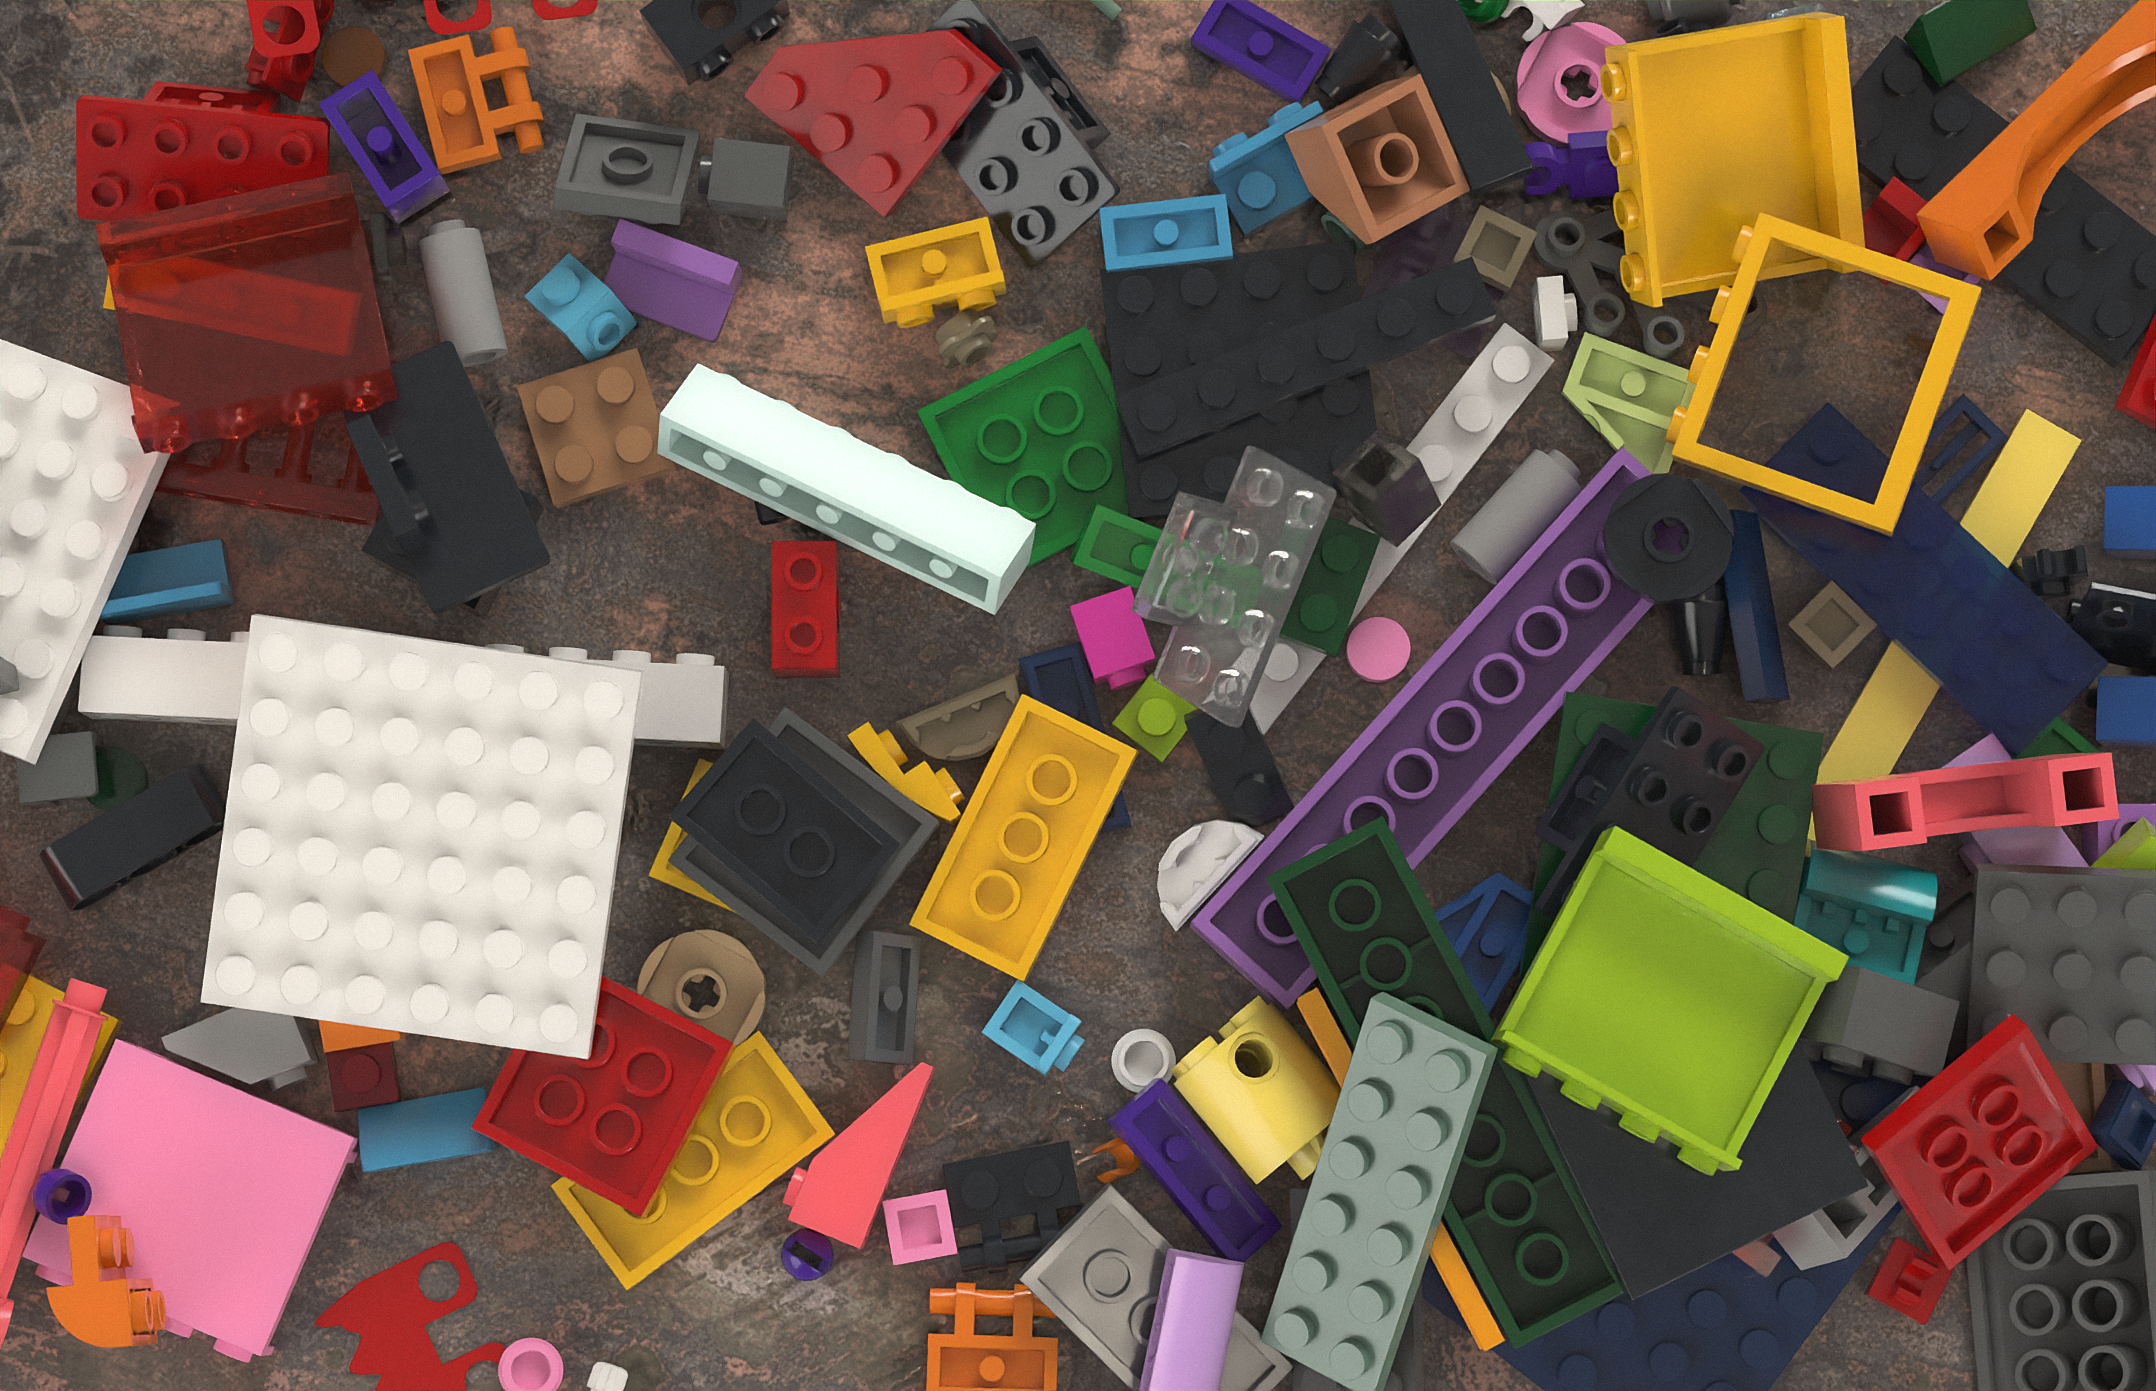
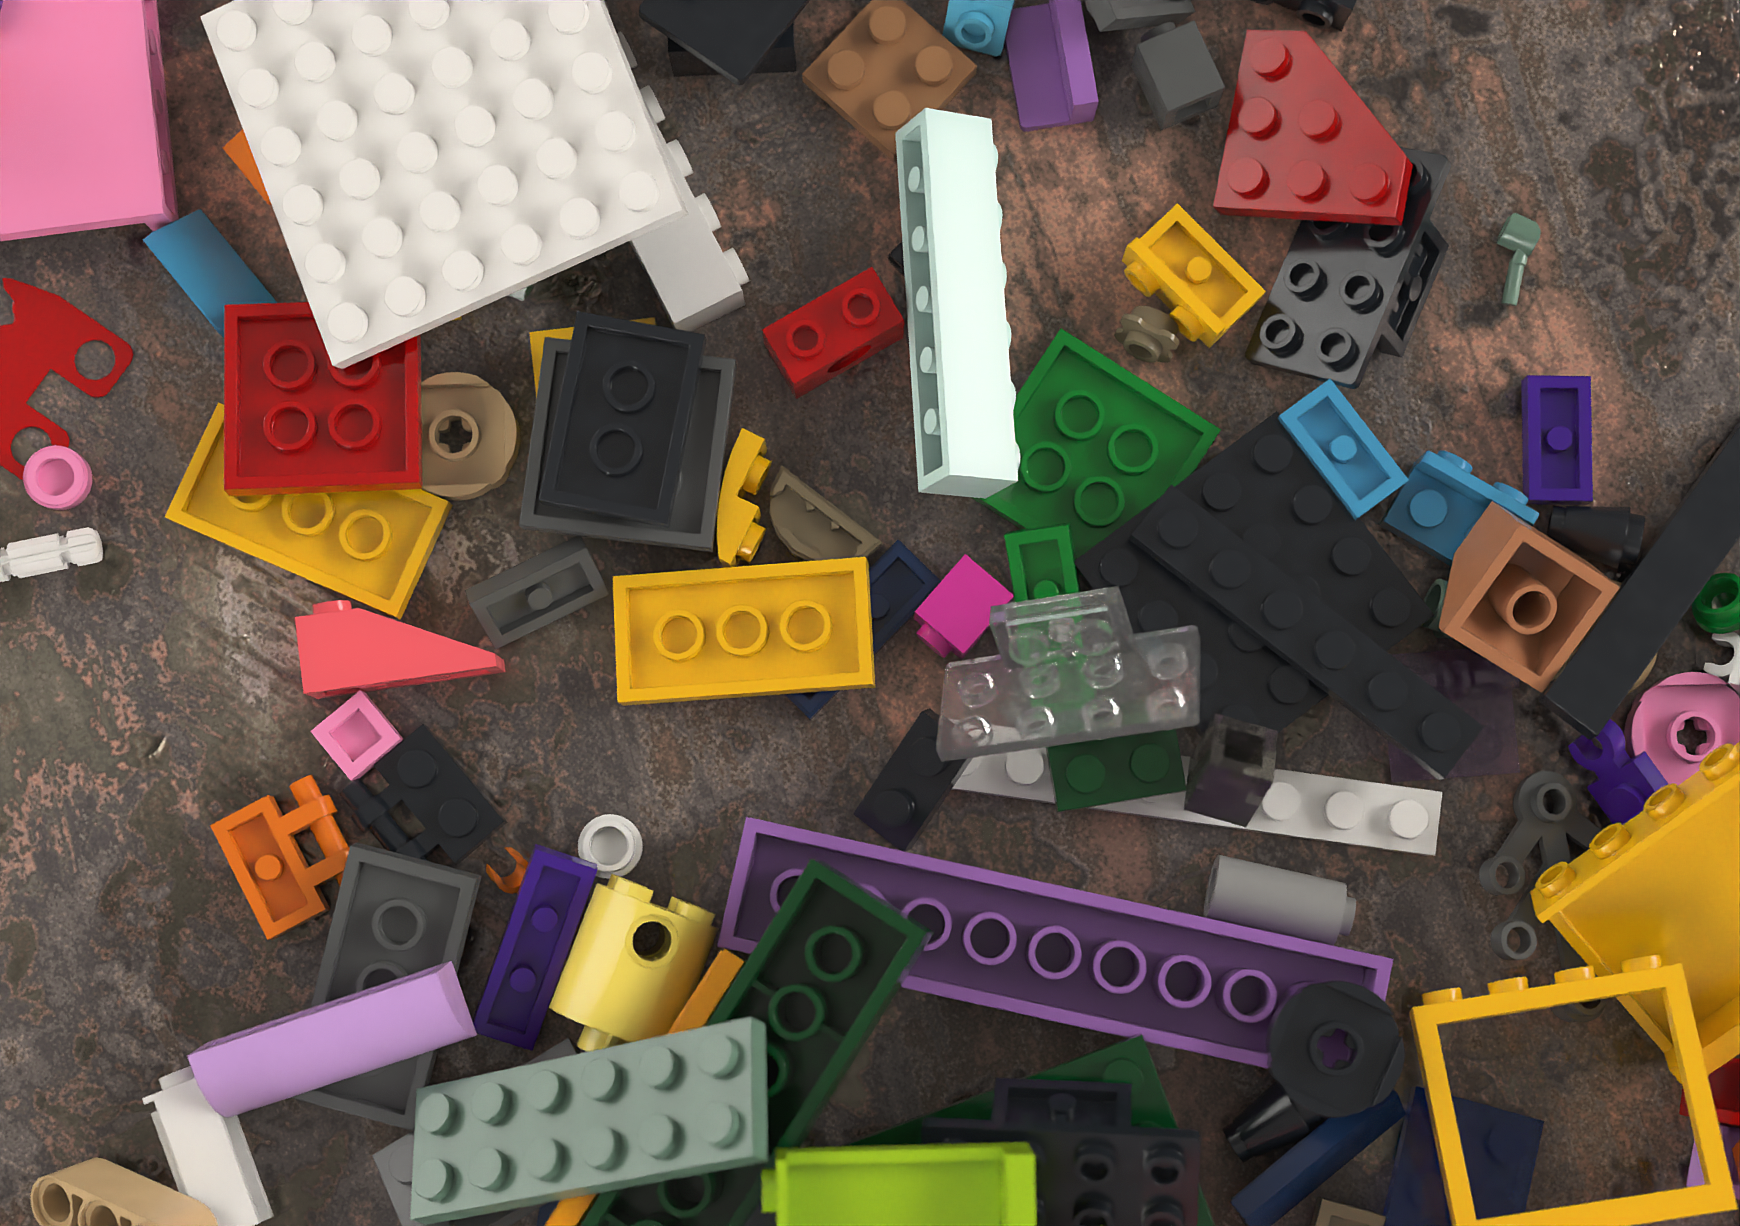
camera: 60 degrees right, 0 degrees up
(249, 1046) = (193, 86): light grey slope -> none
(363, 1076) = (228, 199): dark red plate -> none
(815, 1243) = (267, 654): dark purple hinge -> none
(1035, 1030) = (582, 737): medium azure bracket -> none
(1154, 719) = (912, 685): lime plate -> none
(1199, 864) = (808, 796): white plate -> none
(1378, 649) = (1087, 845): bright pink tile -> none
(1488, 933) = (888, 1084): blue wing -> none
(1496, 247) = (1504, 746): dark tan plate -> none
(1553, 313) = (1476, 830): white plate -> none
(1628, 398) = (1440, 940): yellowish green wing -> none

